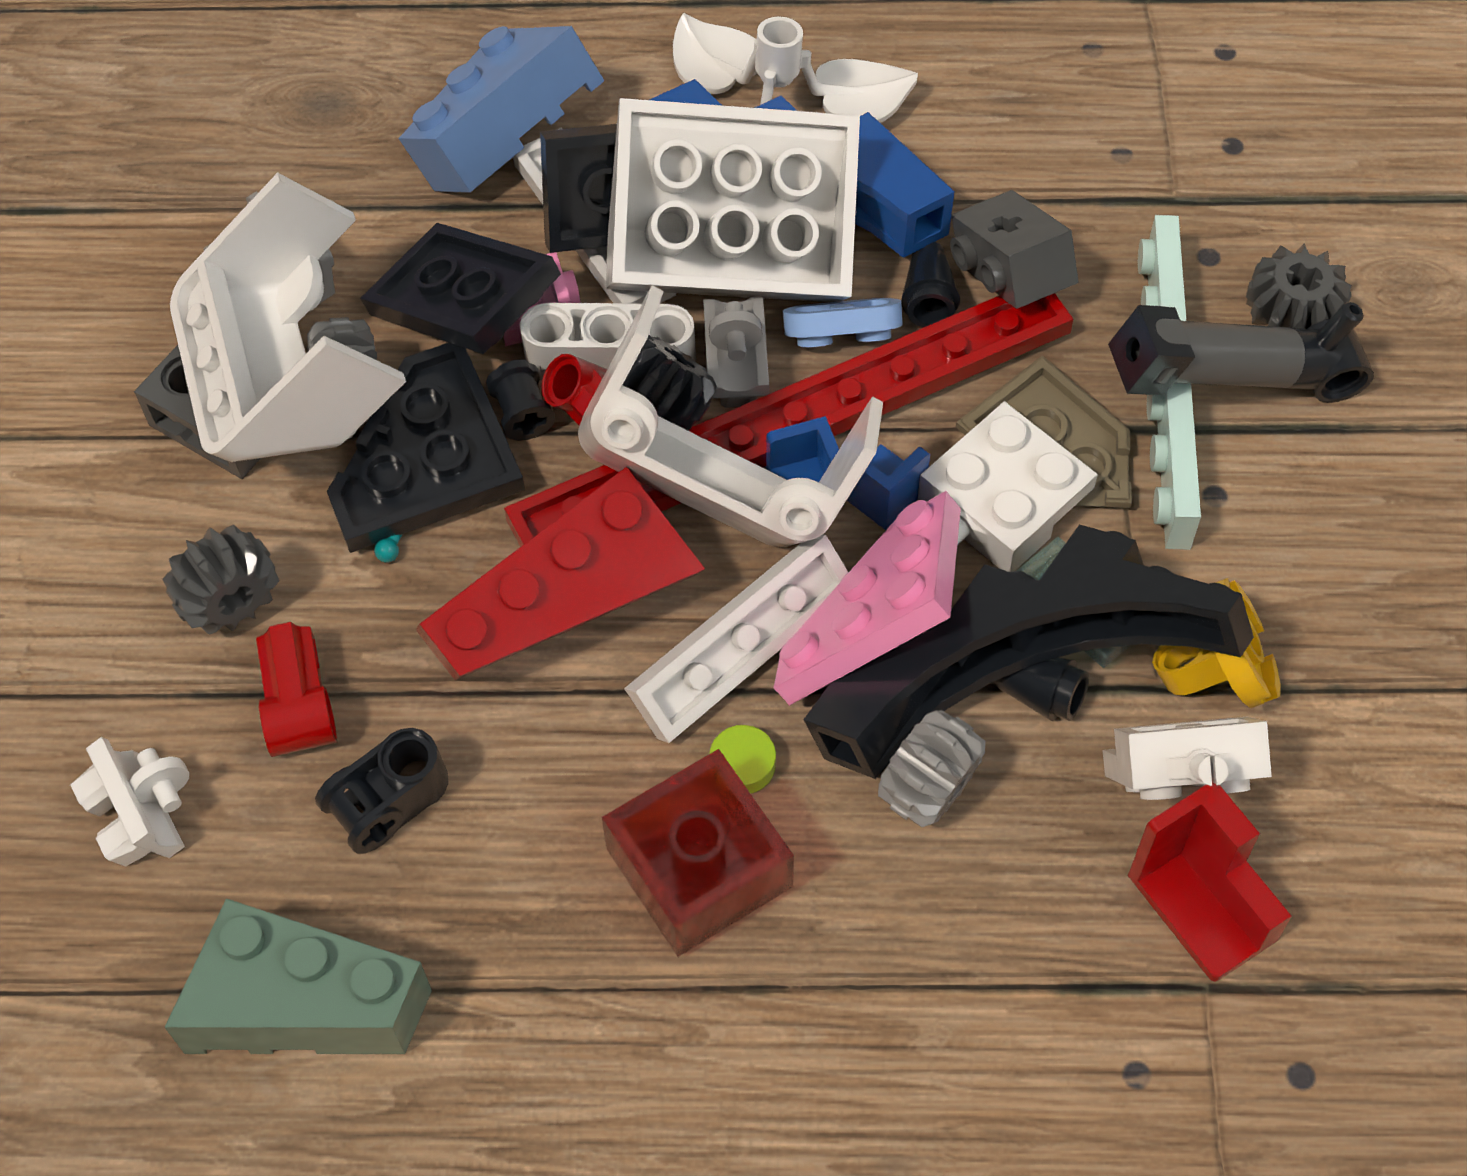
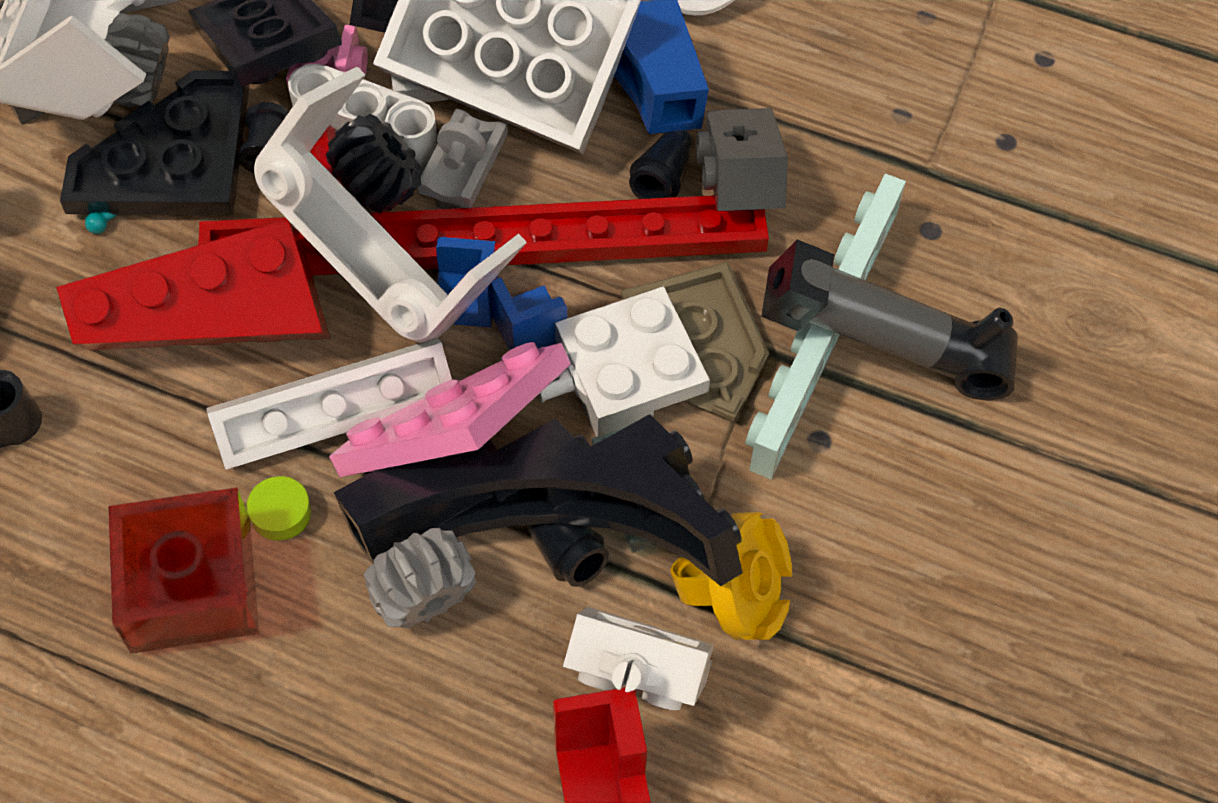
camera: 20 degrees right, 0 degrees up
(867, 318) = (549, 164): light blue plate -> none
(1296, 289) = (983, 281): dark grey gear -> none

